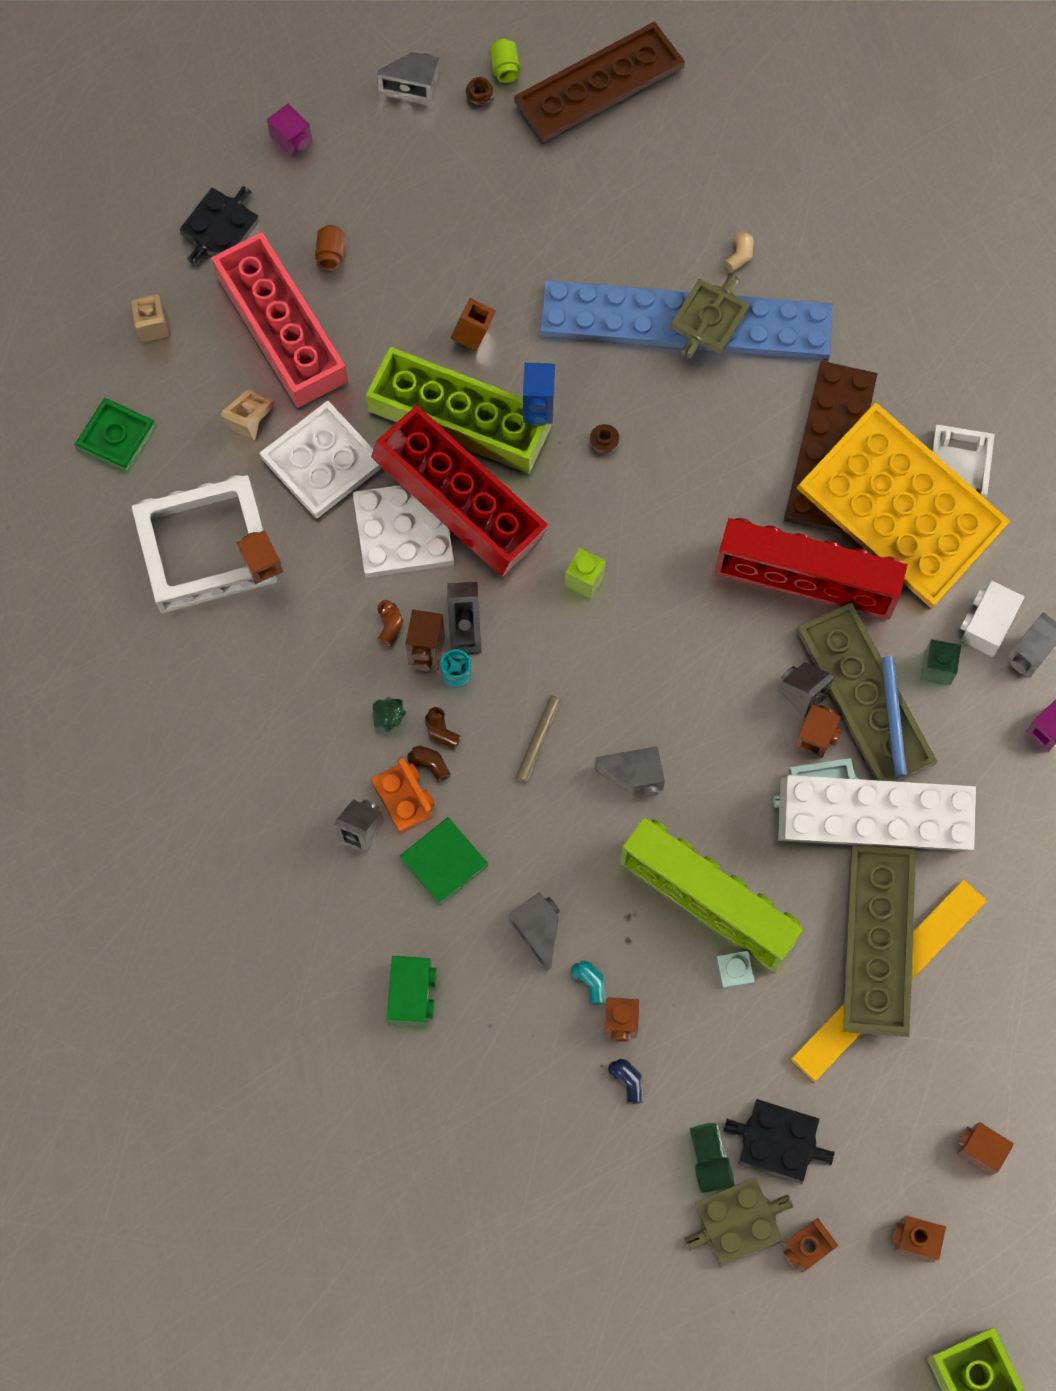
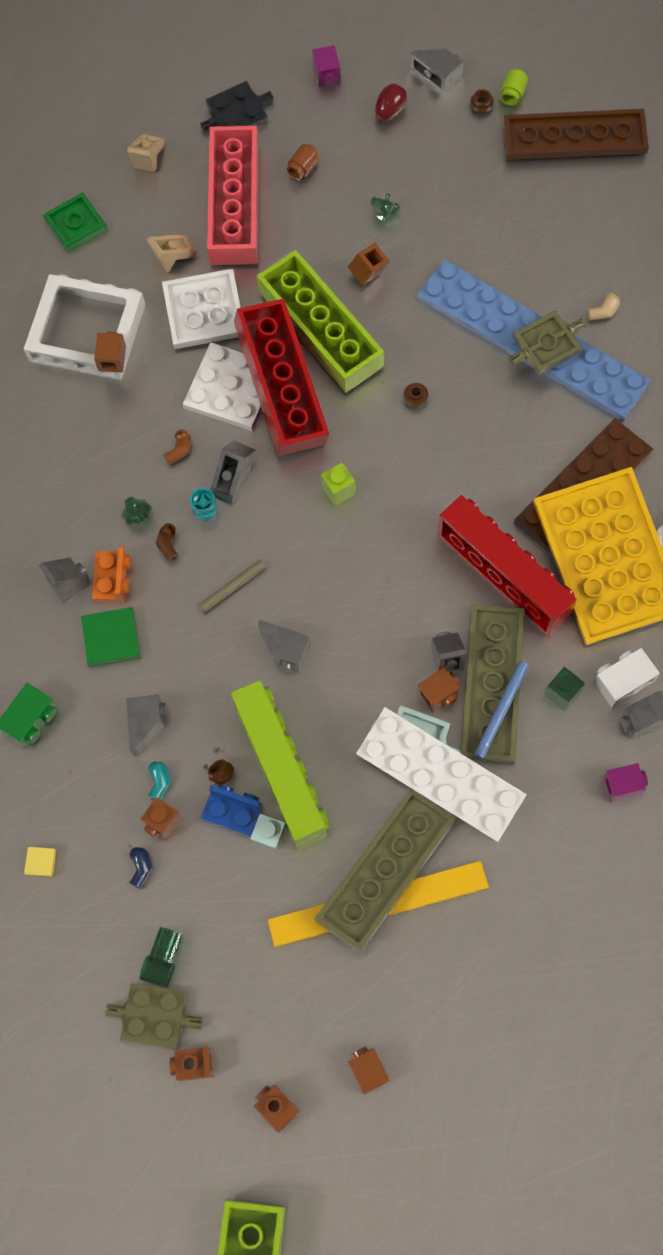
camera: 35 degrees right, 0 degrees up
(384, 138) = (390, 102): none -> dark red animal
(425, 640) = (190, 470): reddish brown brick -> none
(431, 758) = (148, 560): reddish brown arm -> none
(448, 254) = (384, 207): none -> clear green piece
(520, 1135) = (40, 862): none -> light yellow tile
(538, 393) = (374, 332): blue brick -> none
(650, 936) = (220, 772): none -> reddish brown plate
(686, 968) = (232, 810): none -> blue bracket
(779, 1141) = (220, 975): black plate -> none

